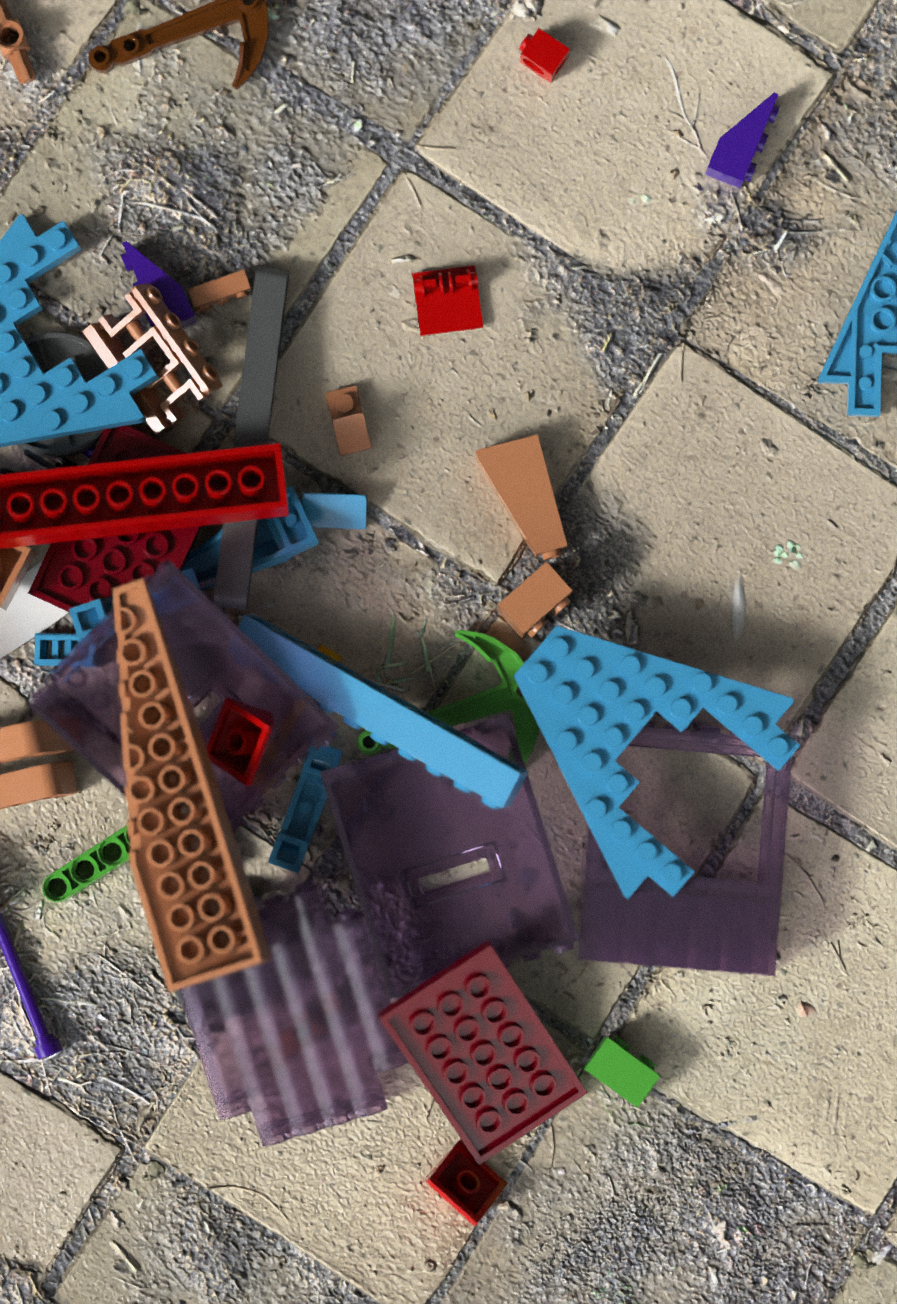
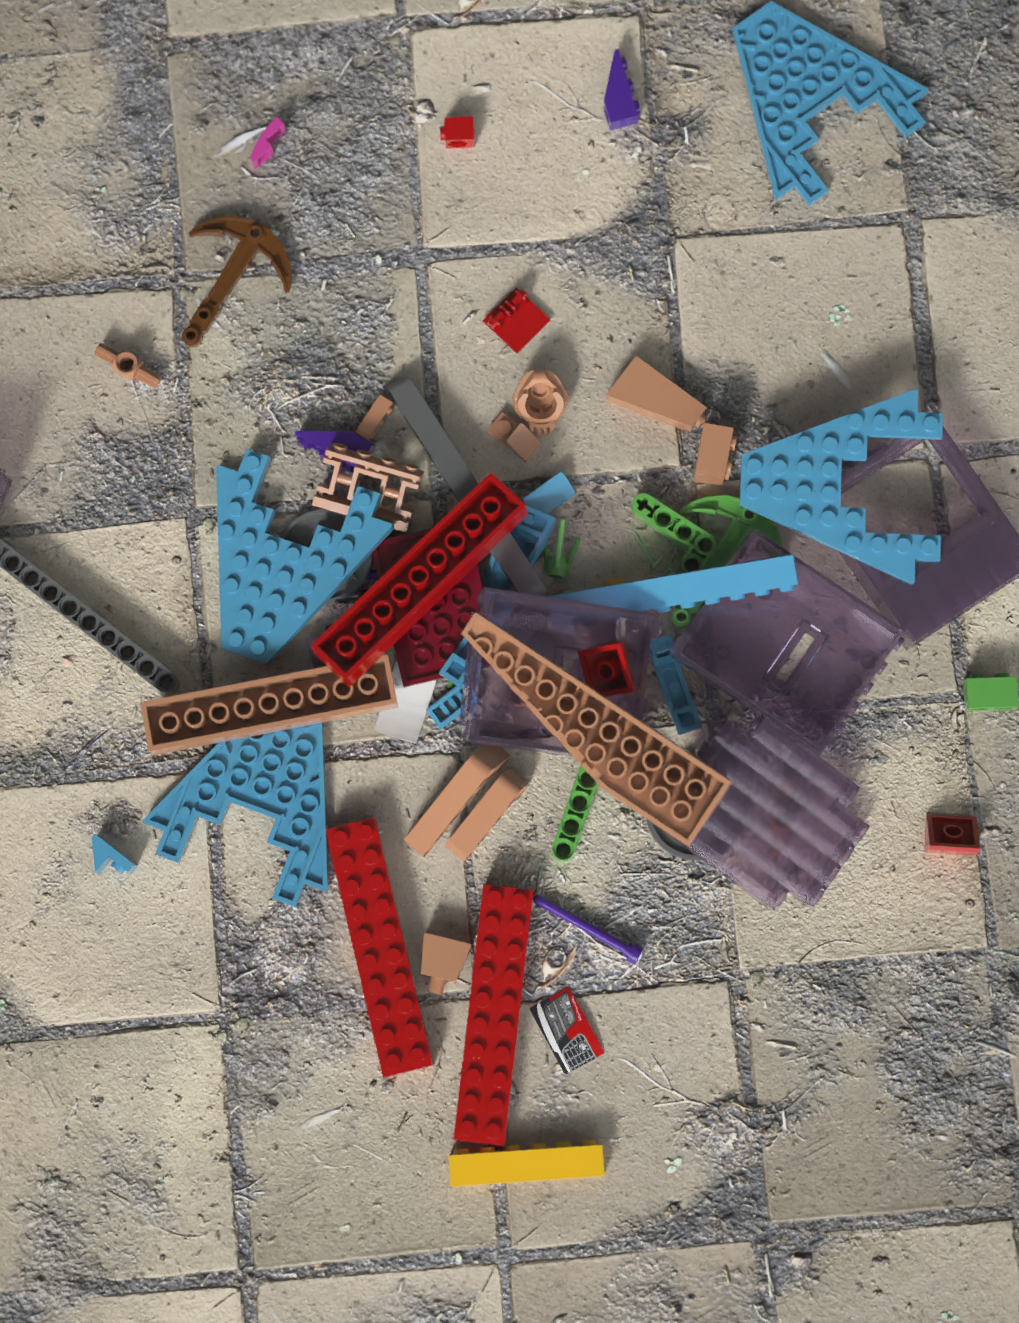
camera: 30 degrees left, 5 degrees down
(285, 589) = (557, 566): none -> bright green plant
(402, 404) = (540, 400): none -> nougat helmet
(430, 645) = (670, 530): none -> bright green beam
(482, 1052) = (900, 744): dark red plate -> none

